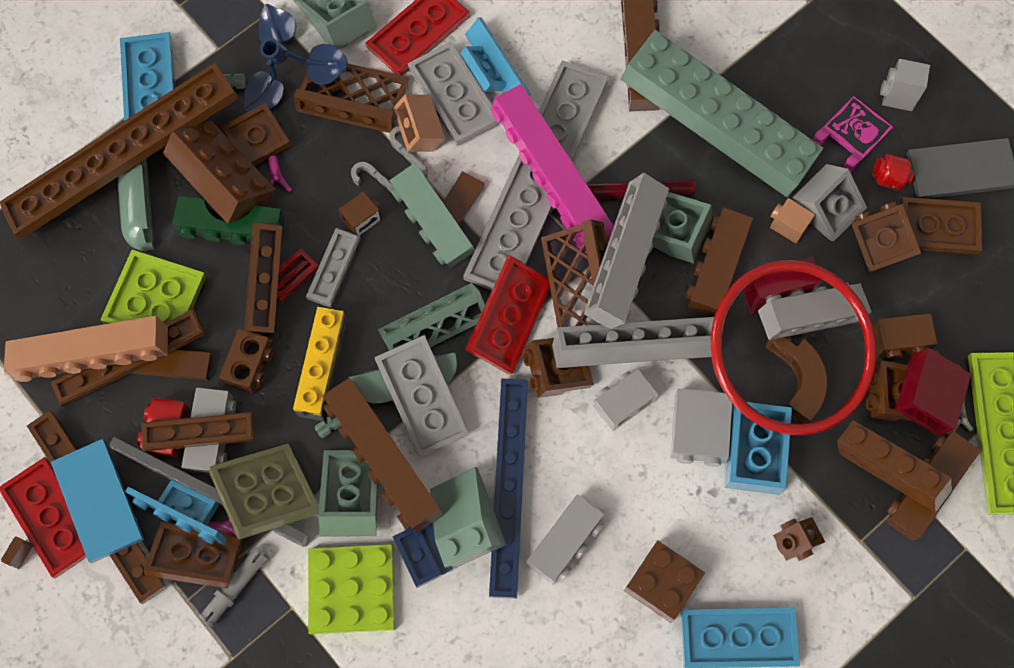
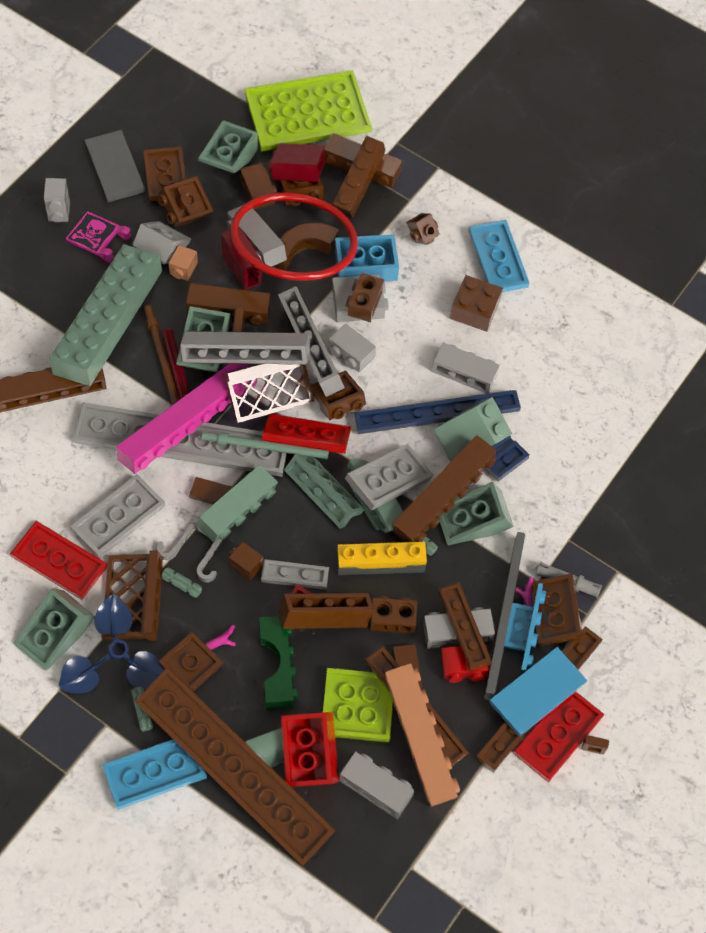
camera: 110 degrees left, 10 degrees down
(55, 295) = (376, 784): none -> light grey brick
(109, 229) = (310, 749): none -> red slope
(218, 170) = (238, 672): reddish brown brick -> none
(263, 491) = (495, 567): olive plate -> none
(350, 589) = (543, 501): lime plate -> none
(355, 145) = (181, 582): none -> sand green axle
(419, 123) = (155, 531): nougat brick -> none
(489, 61) = (87, 490): dark azure bracket -> none
(519, 218) = (225, 439): none -> sand green bar
(675, 262) = (239, 320): none -> reddish brown tile
(682, 429) = (368, 298): none -> reddish brown brick
(707, 172) = (152, 326): none -> reddish brown bar
(893, 171) = (129, 204): red head -> none
(964, 304) = (230, 147): none -> sand green slope

